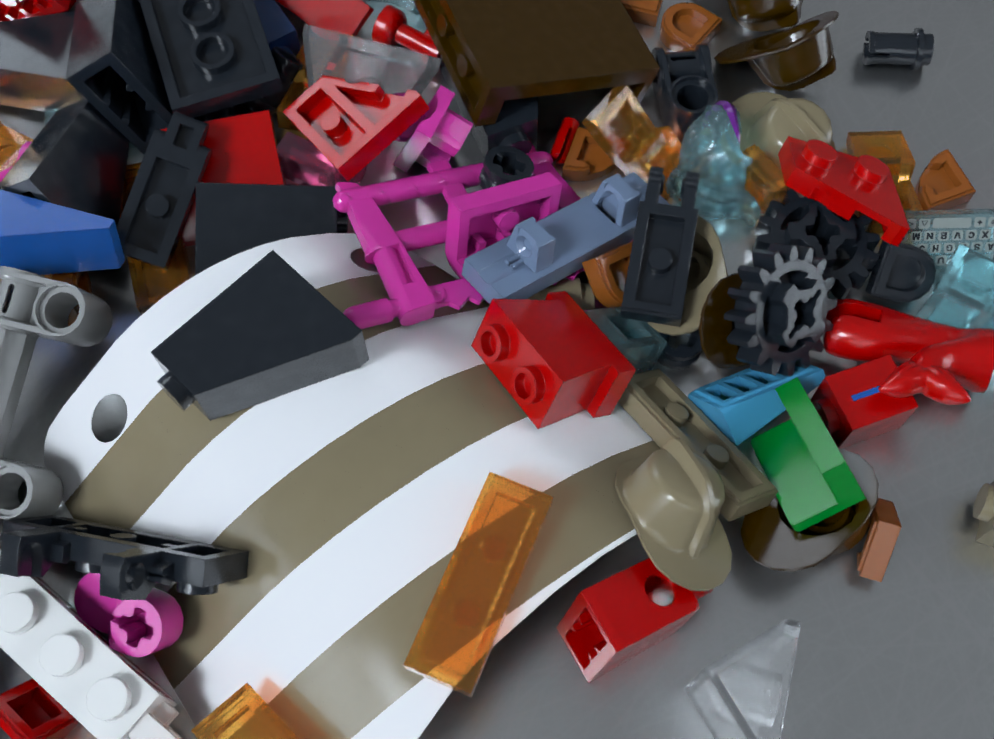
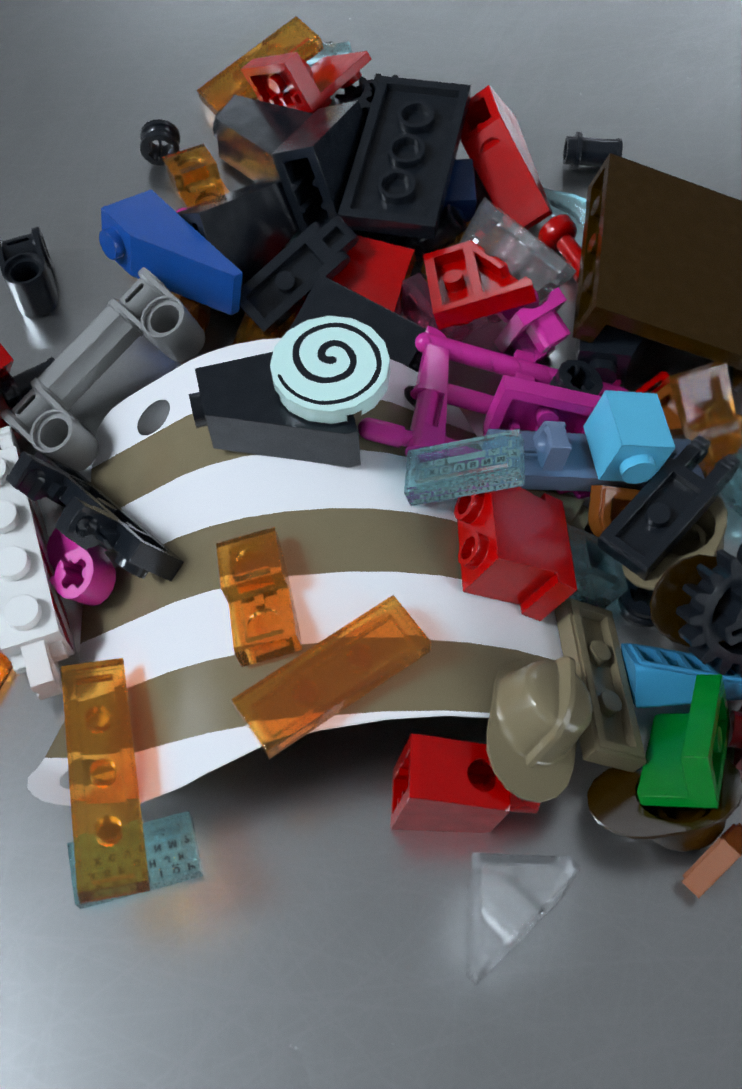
camera: 35 degrees right, 5 degrees down
(295, 282) = (330, 369): none -> light aqua tile
(358, 546) = (258, 597): none -> clear orange slope
(471, 310) = (465, 467): none -> clear light blue tile
(594, 201) = (628, 436): none -> medium azure brick

